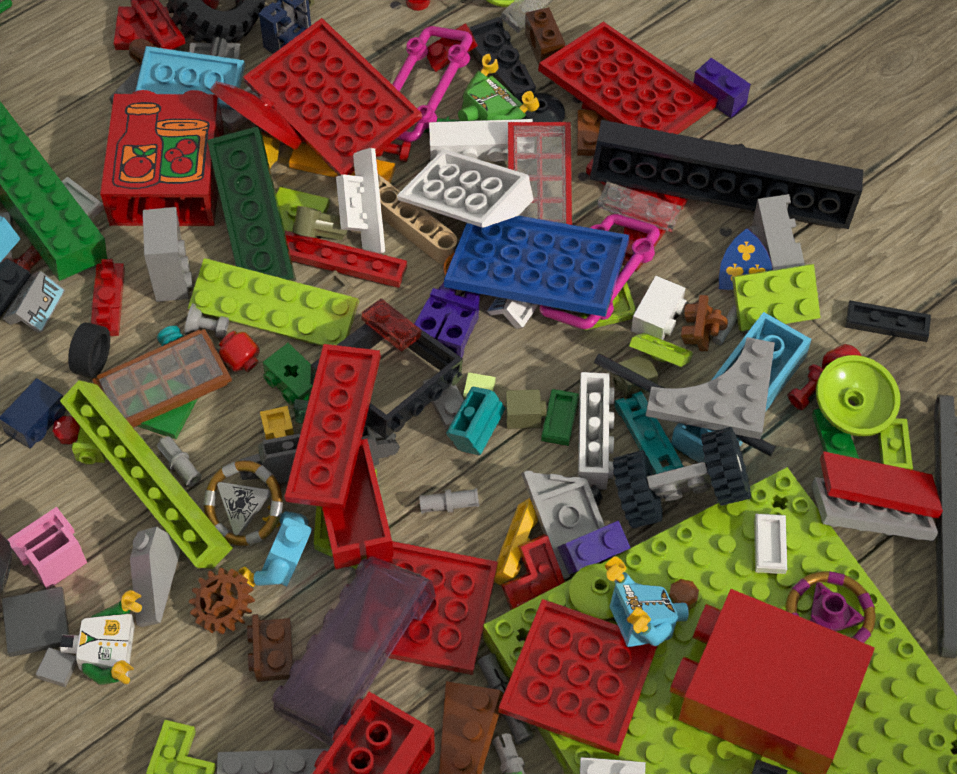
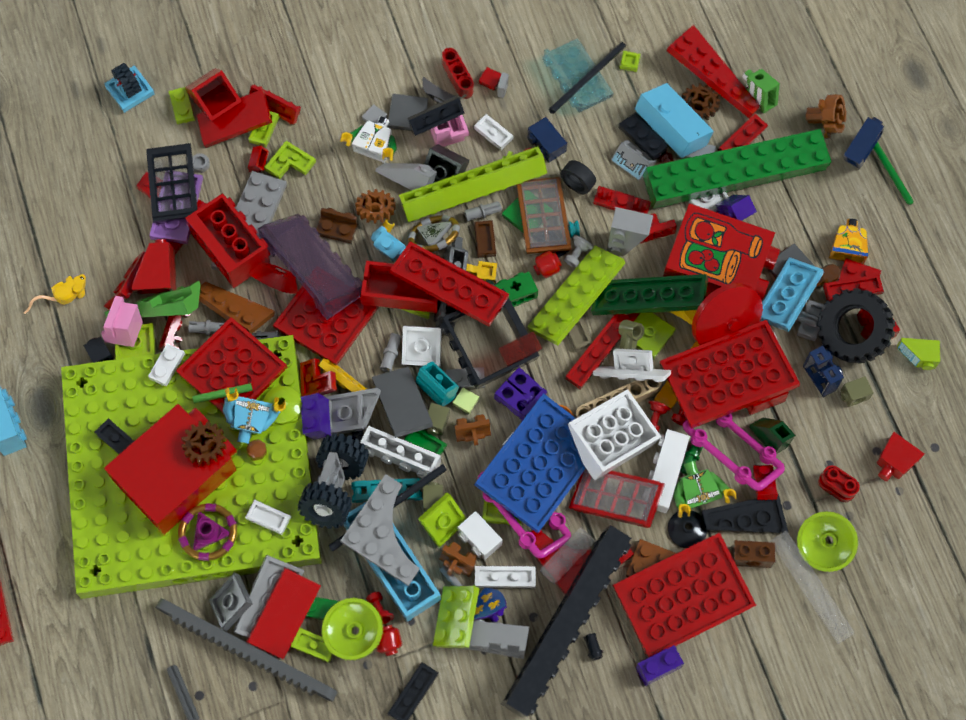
camera: 110 degrees right, 10 degrees up
(39, 488) = (493, 132): none -> white plate
(49, 545) = (436, 115): none -> black plate
(83, 157) = (736, 207): none -> dark purple brick
(90, 42) = (850, 243): none -> torso
(116, 526) = (445, 162): none -> pearl dark grey slope
(136, 240) = (659, 229): none -> red tile
(222, 446) = (485, 239): none -> reddish brown tile
(387, 49) = (773, 433): none -> dark green slope
(396, 677) = (270, 276): none -> red piece
(402, 173) = (657, 409): none -> red piece
(426, 459) = (421, 345): none -> white plate
(509, 355) = (472, 431): none -> dark orange hips
(522, 446) = (402, 402): none -> dark grey tile
(627, 665) = (221, 393): none -> bright green bar
(695, 267) = (505, 577): none -> white plate
(736, 612) = (195, 444): none -> reddish brown gear
(901, 555) = (230, 601): none -> dark grey tile

